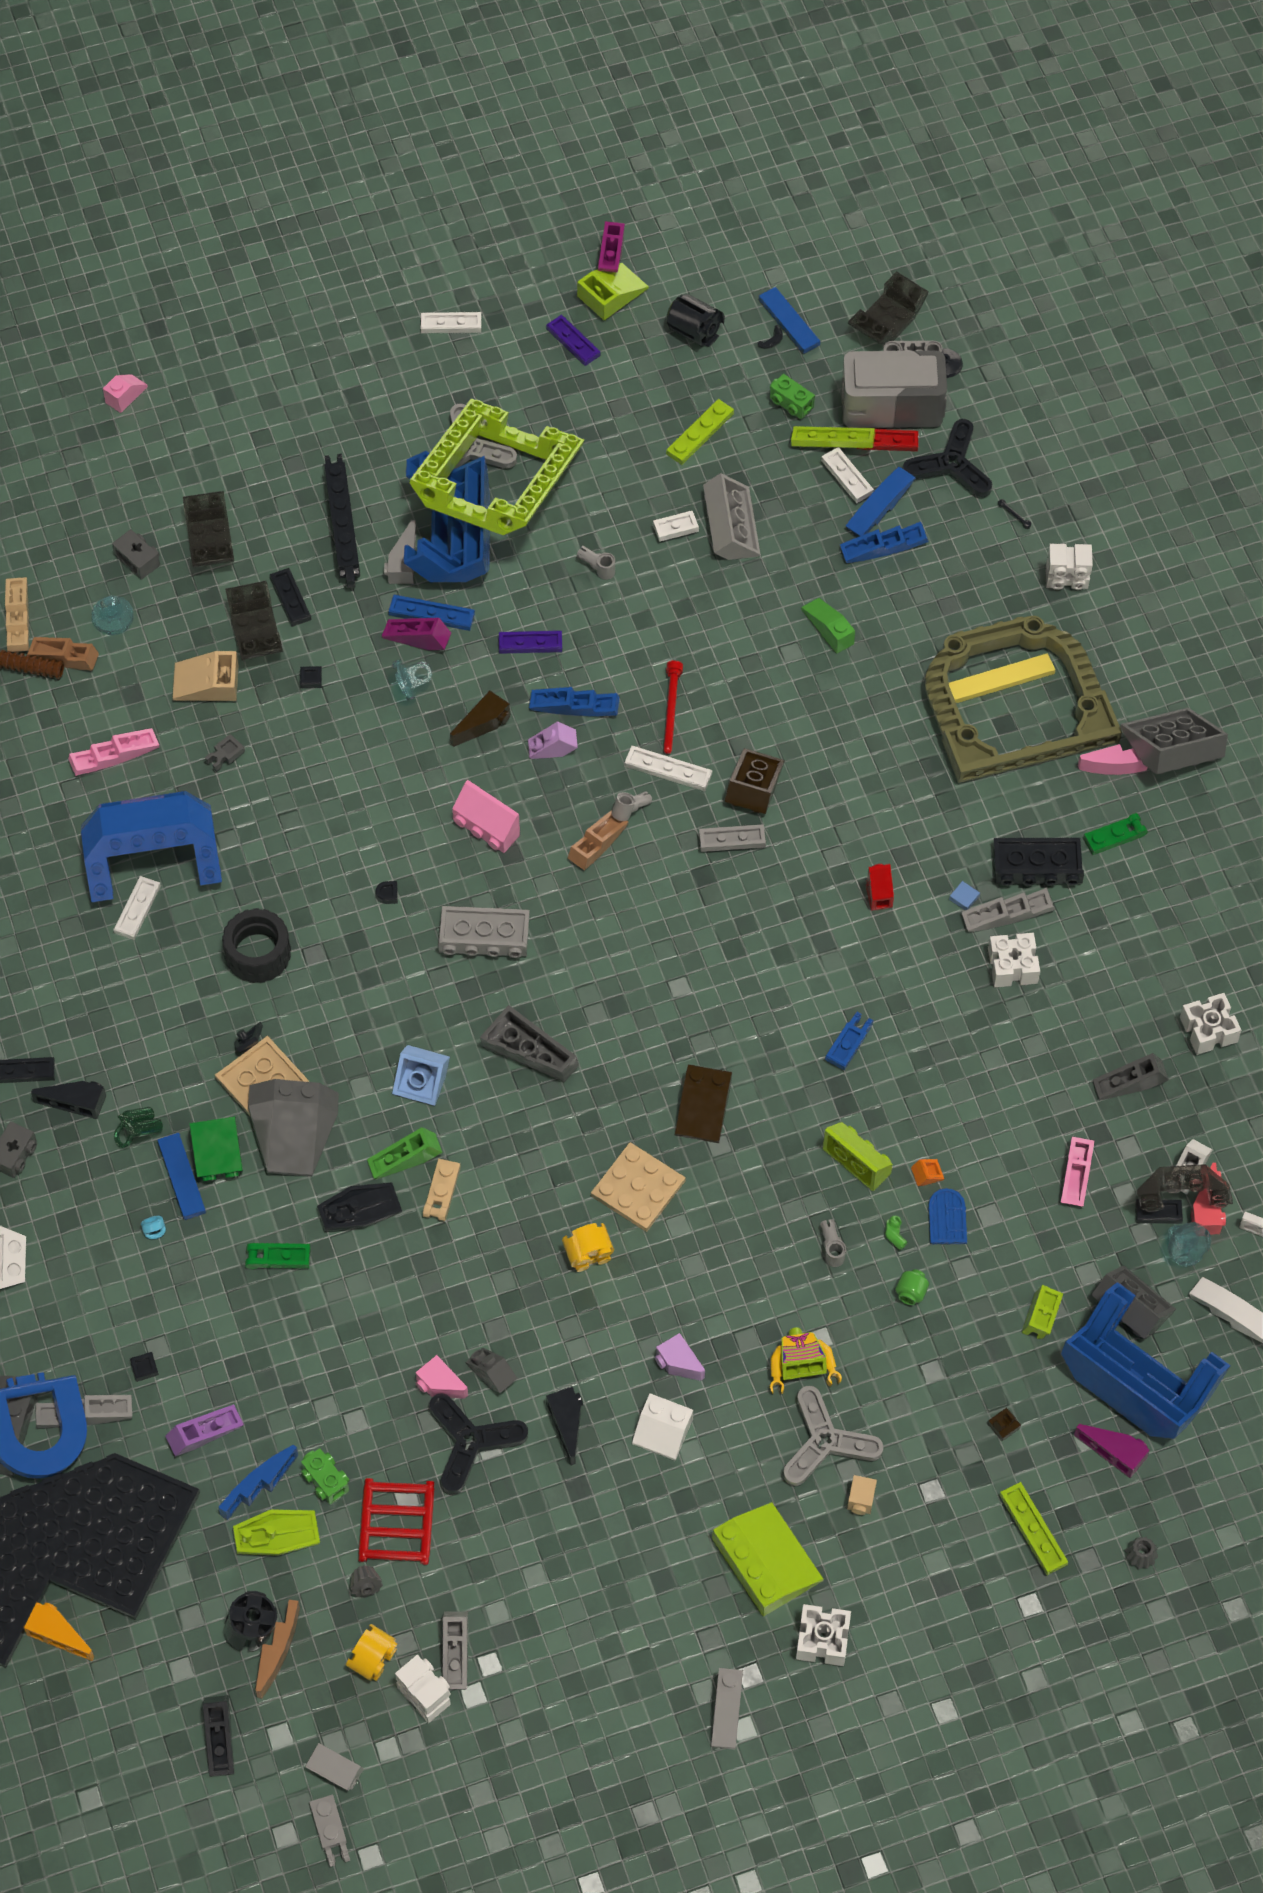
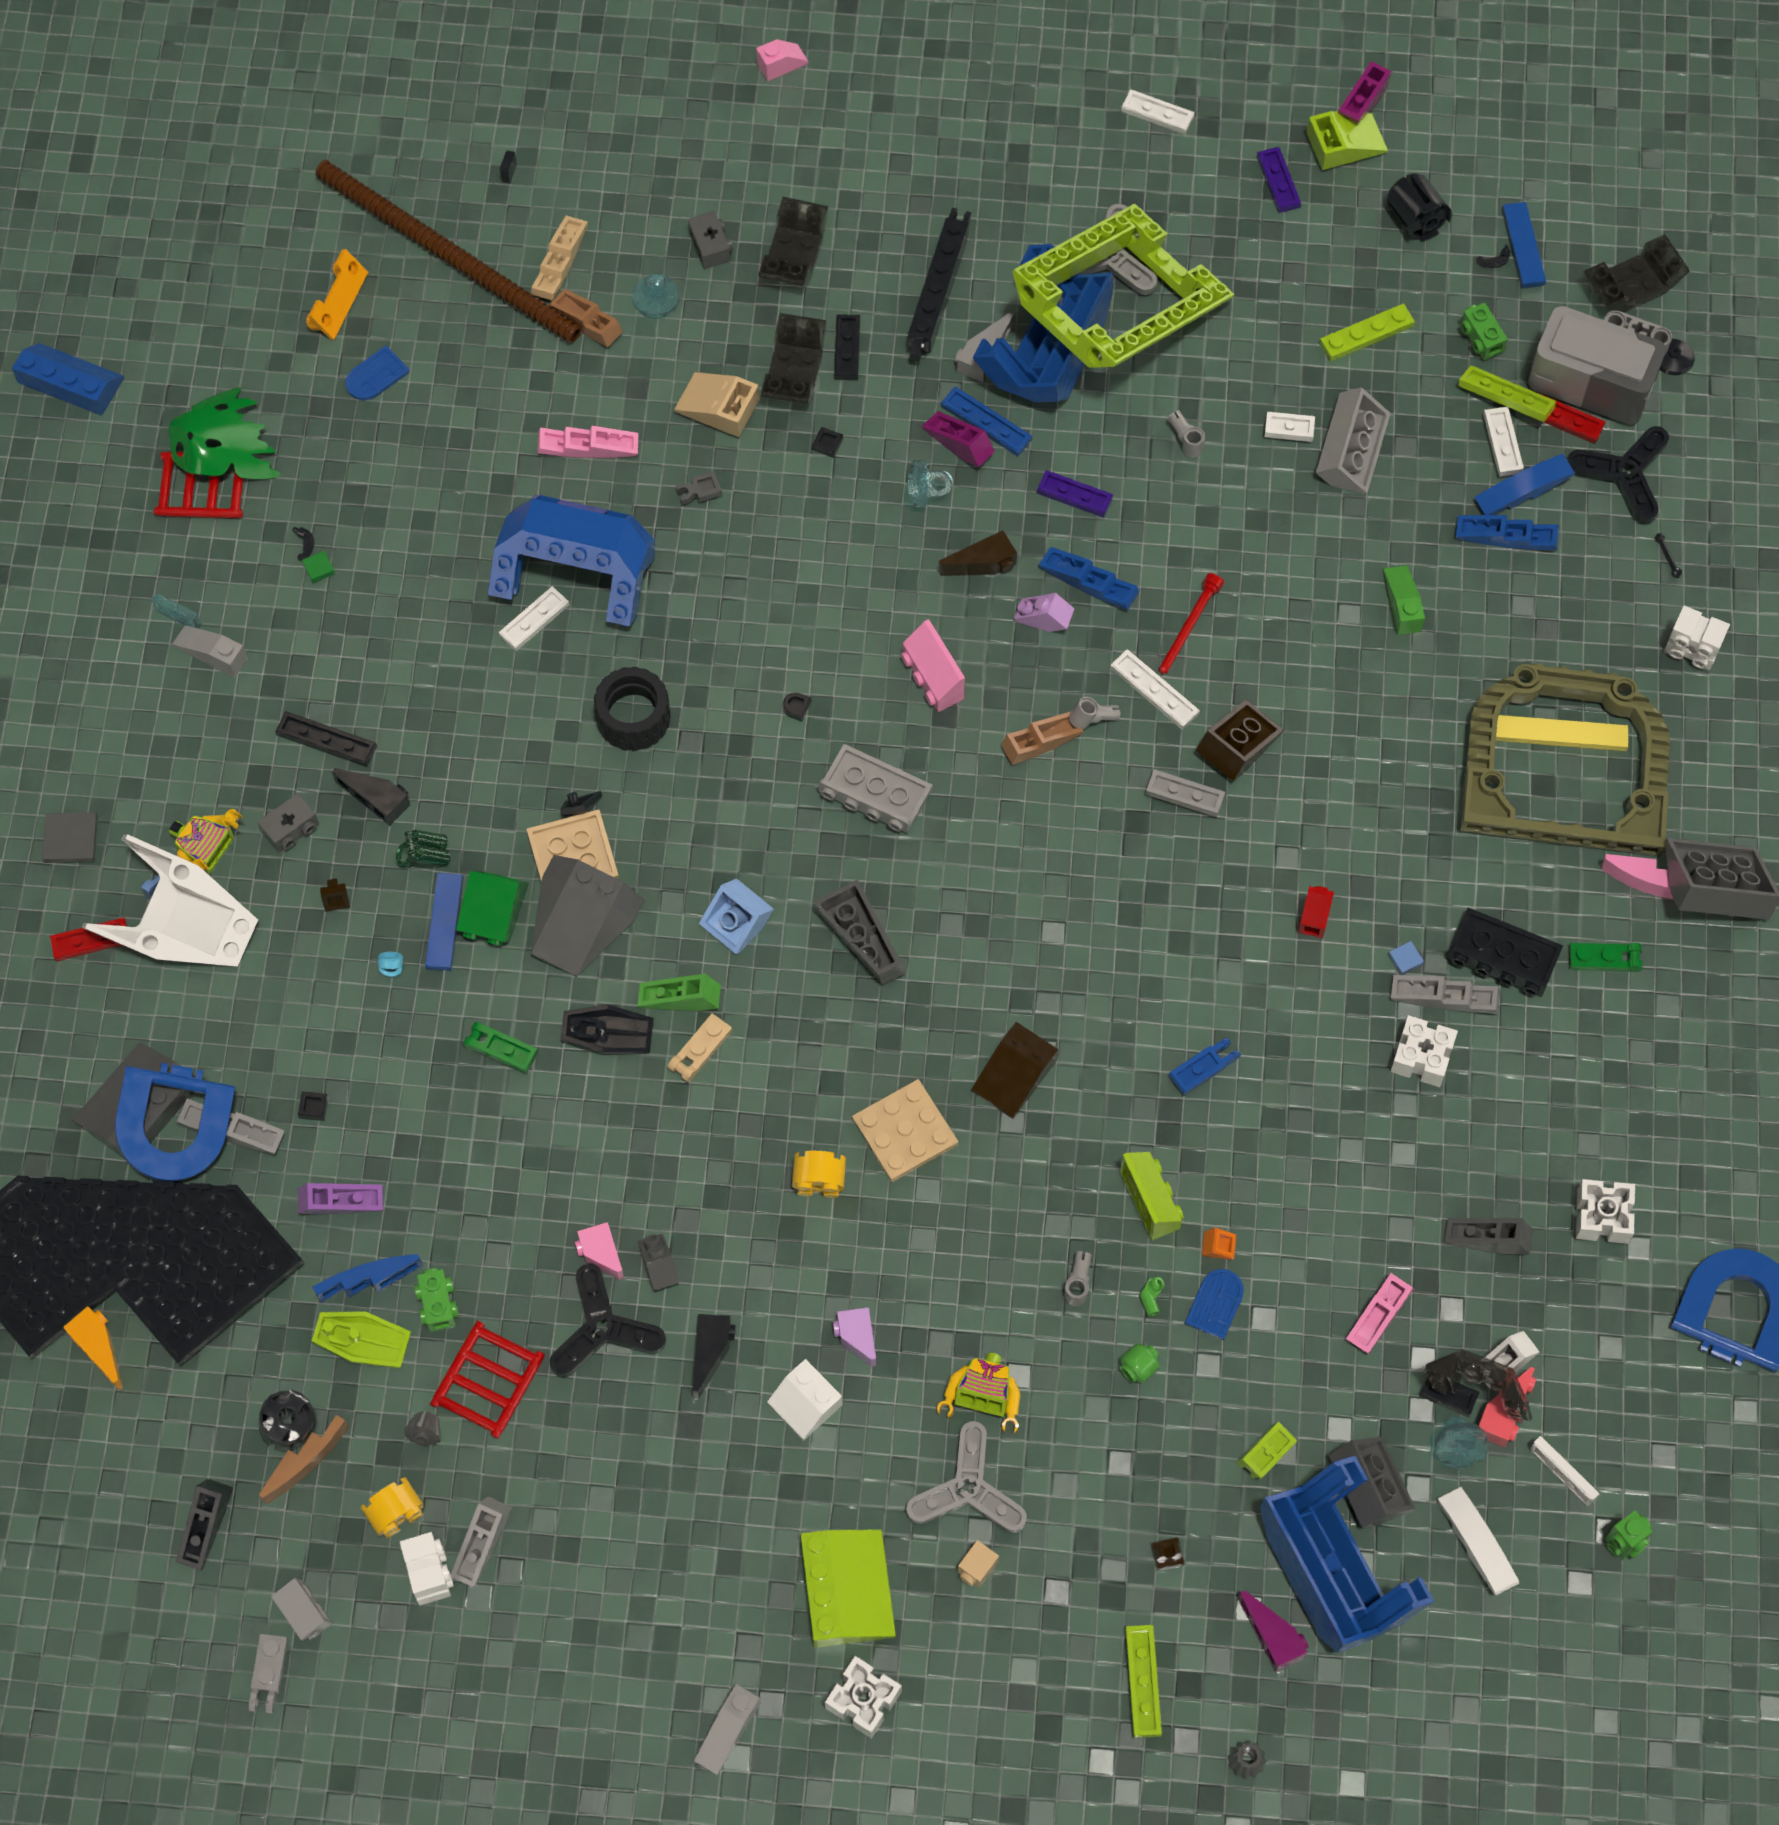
camera: 25 degrees right, 5 degrees up
(80, 1191) = (334, 895): none -> dark brown tile

